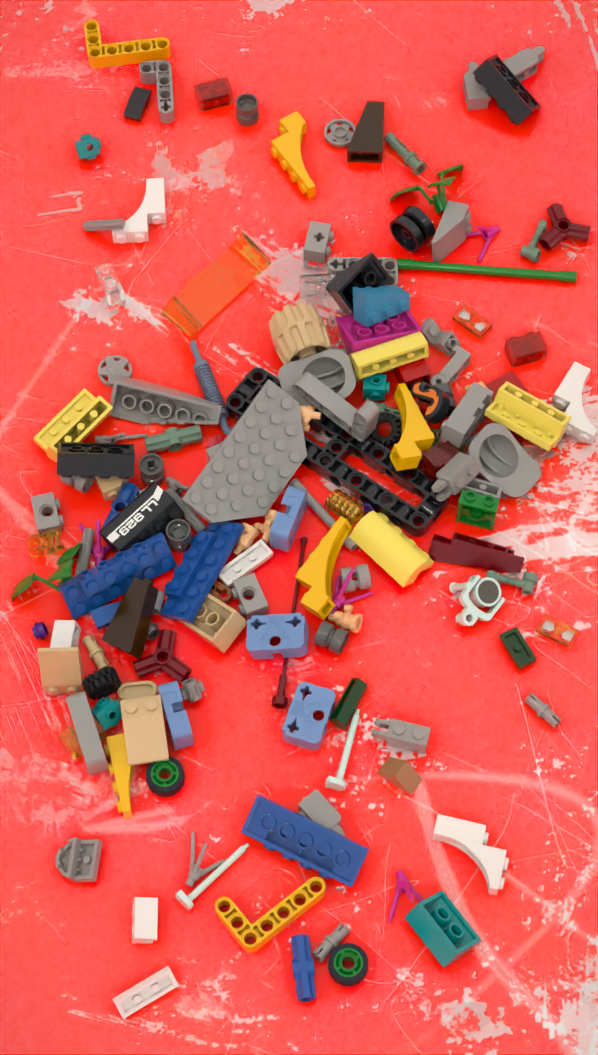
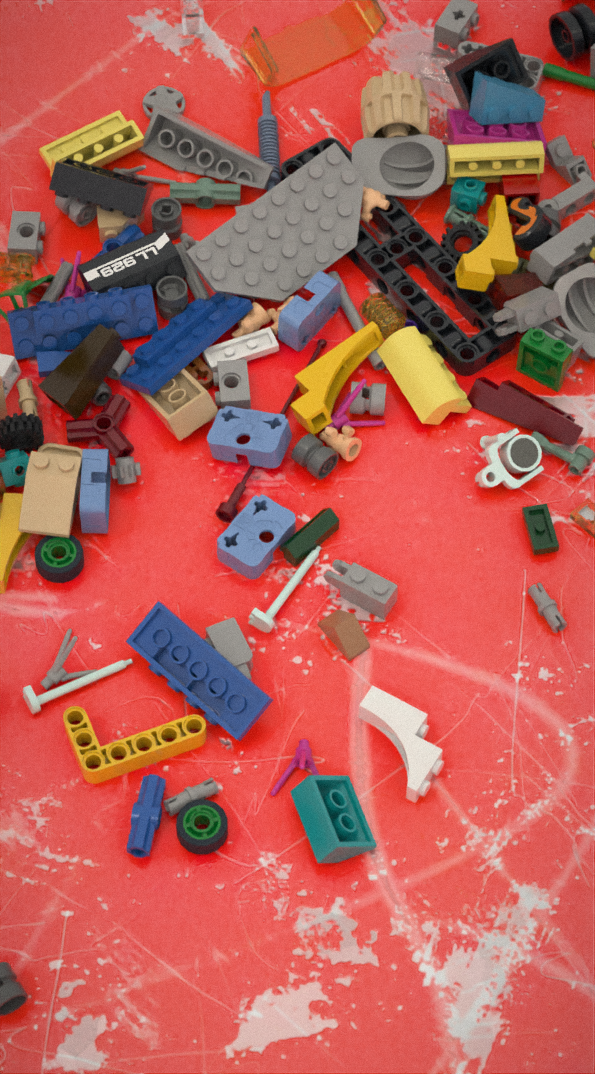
camera: 15 degrees right, 5 degrees down
(356, 422) = (429, 219): light grey beam -> none

